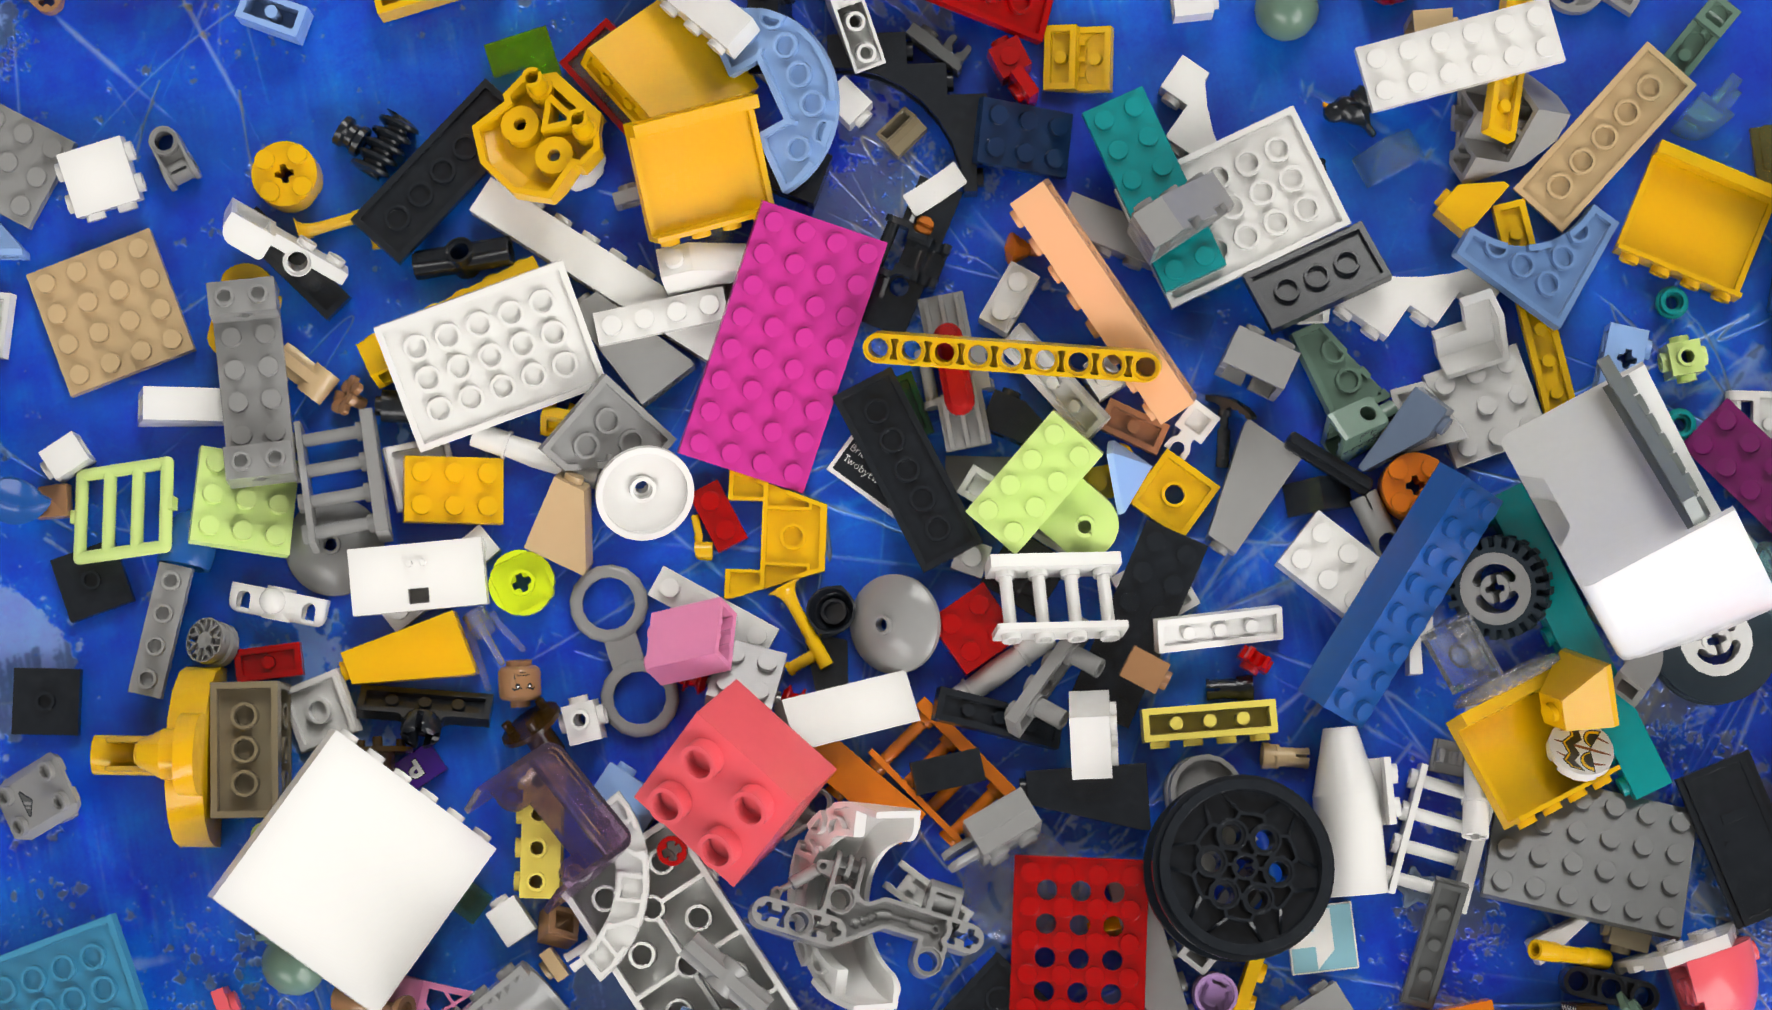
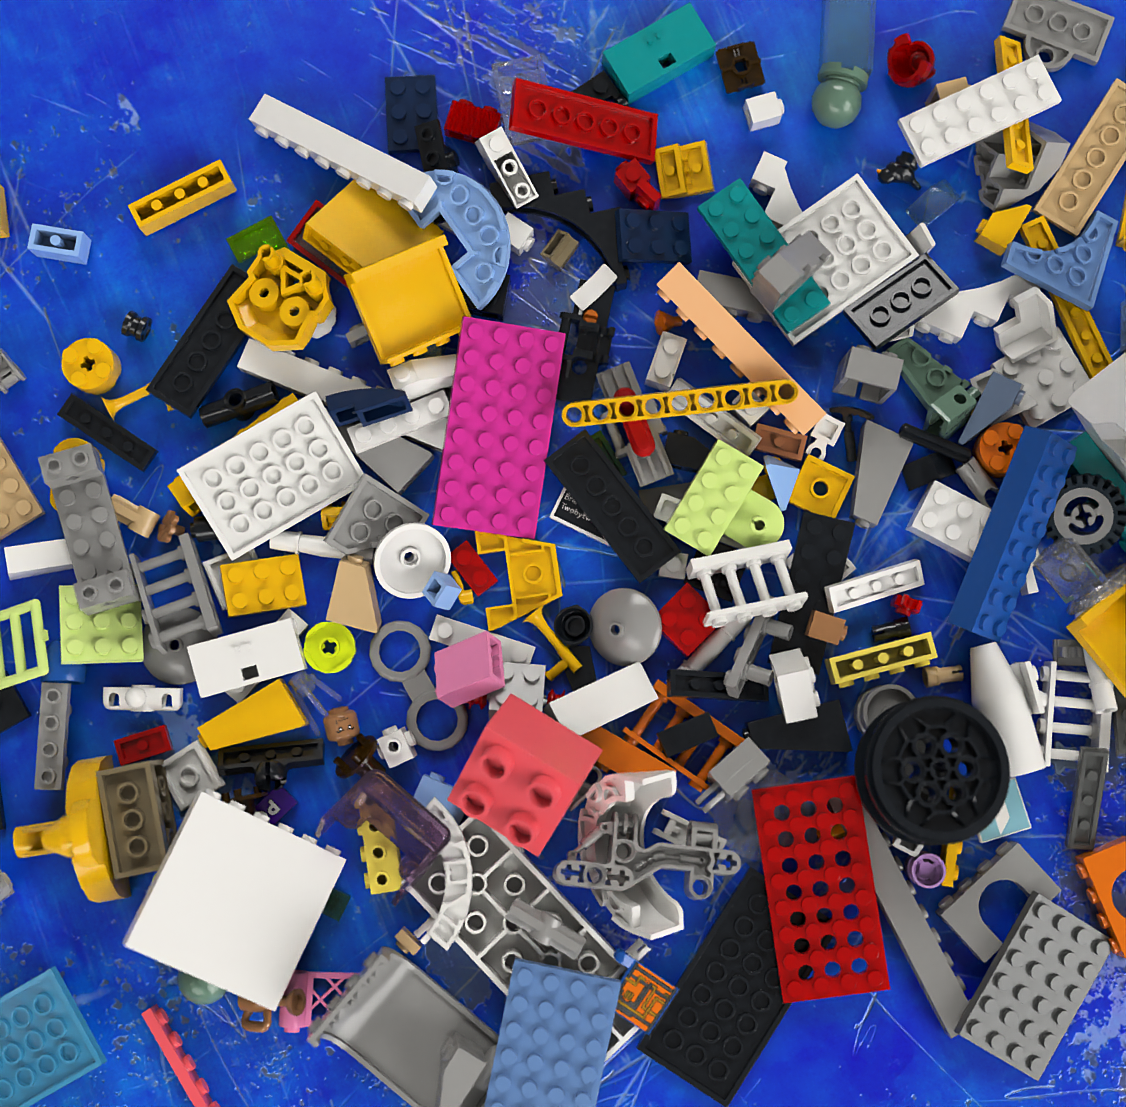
camera: 15 degrees left, 0 degrees up
(214, 642) = (97, 736): light grey wheel -> none
(255, 233) = (71, 412): white plate -> none
(385, 145) = (163, 329): black piece -> none
(510, 919) = (367, 911): white brick -> none
(558, 927) = (406, 912): medium nougat slope -> none
(623, 289) = (367, 405): none -> dark blue slope
(674, 537) = (441, 590): none -> light blue plate
(681, 856) = (492, 839): red bush -> none
(926, 41) = (566, 177): dark grey plate -> none
(1357, 204) = (921, 239): none -> white slope

